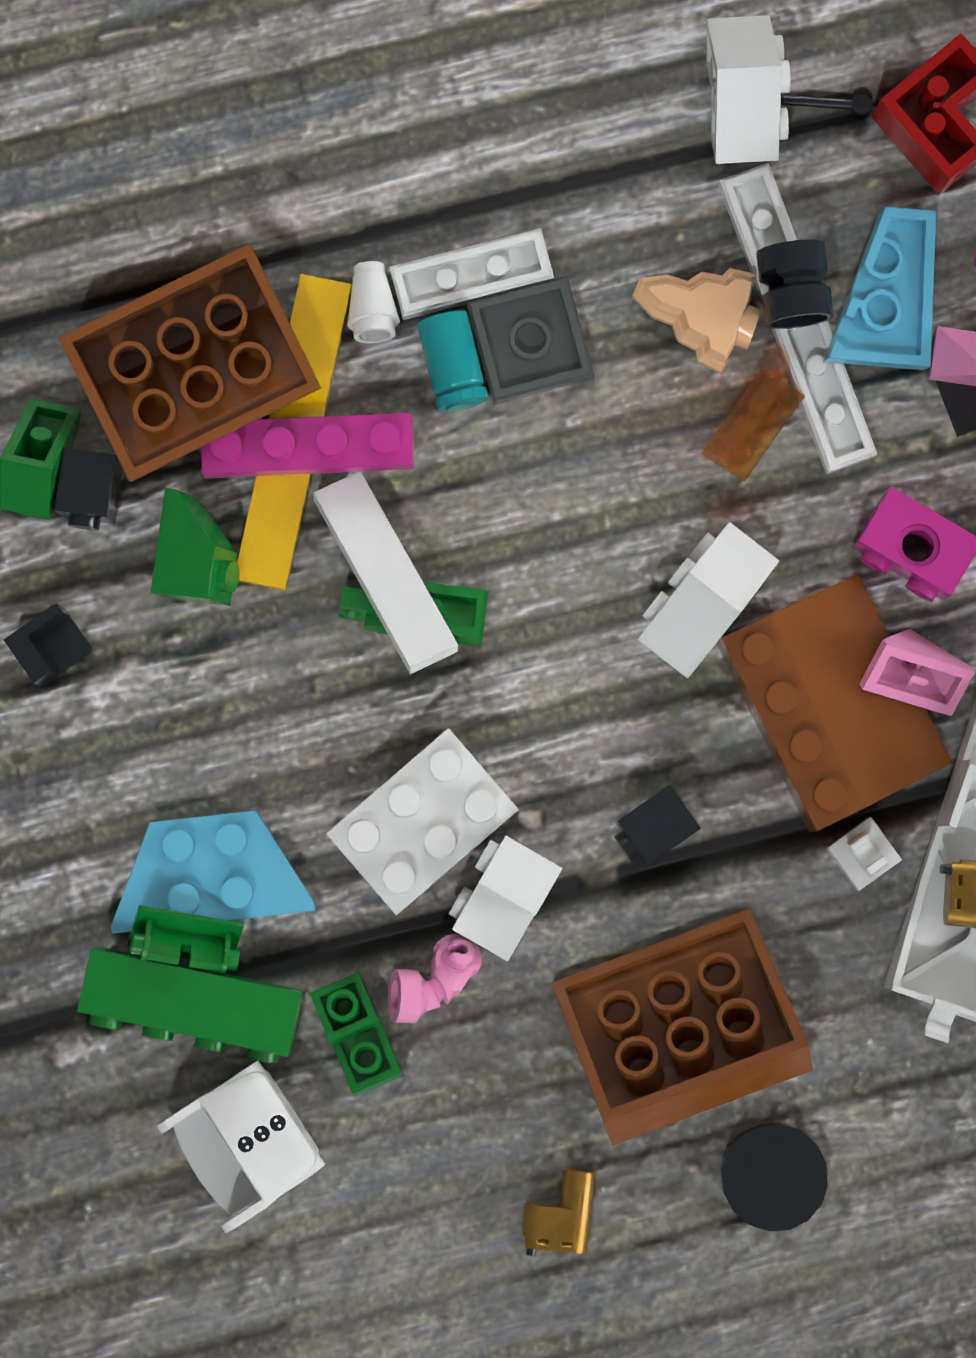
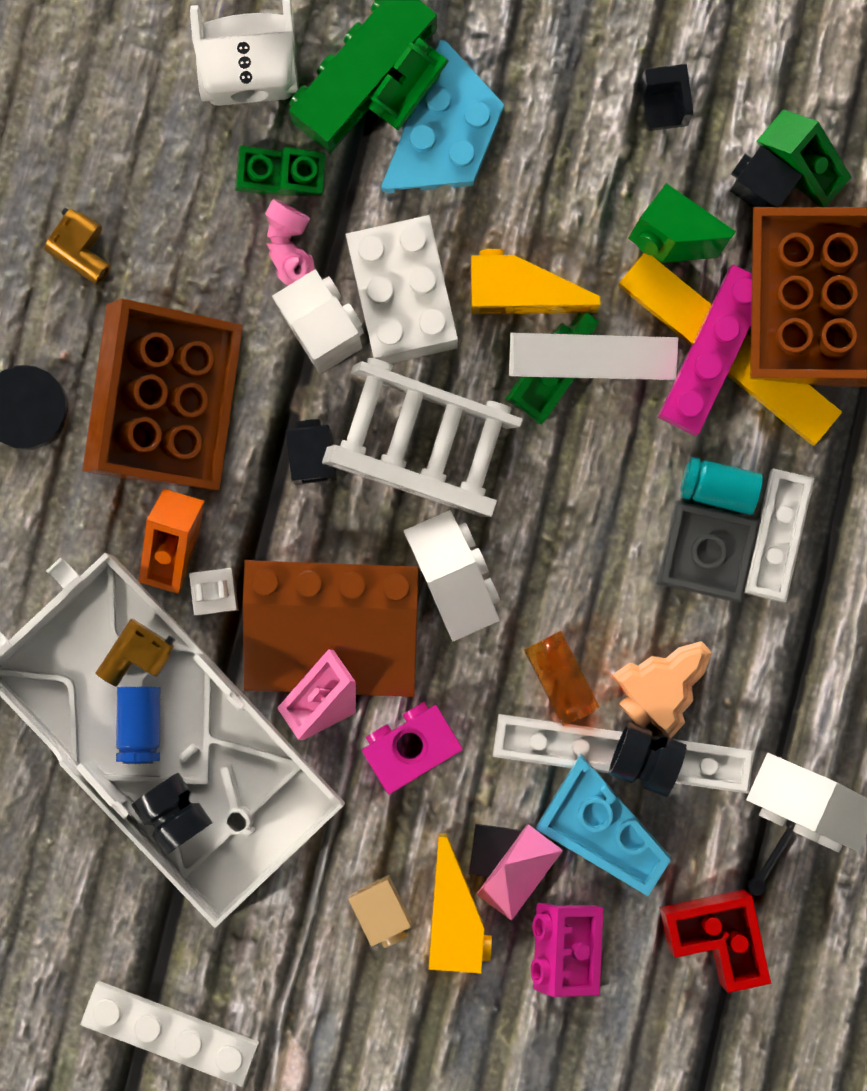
camera: 120 degrees right, 0 degrees up
(349, 700) = (518, 287): none -> yellow slope
(371, 304) = (792, 450): white cone -> none
(617, 675) = (391, 468): none -> white fence
(835, 930) = (170, 540): none -> orange slope

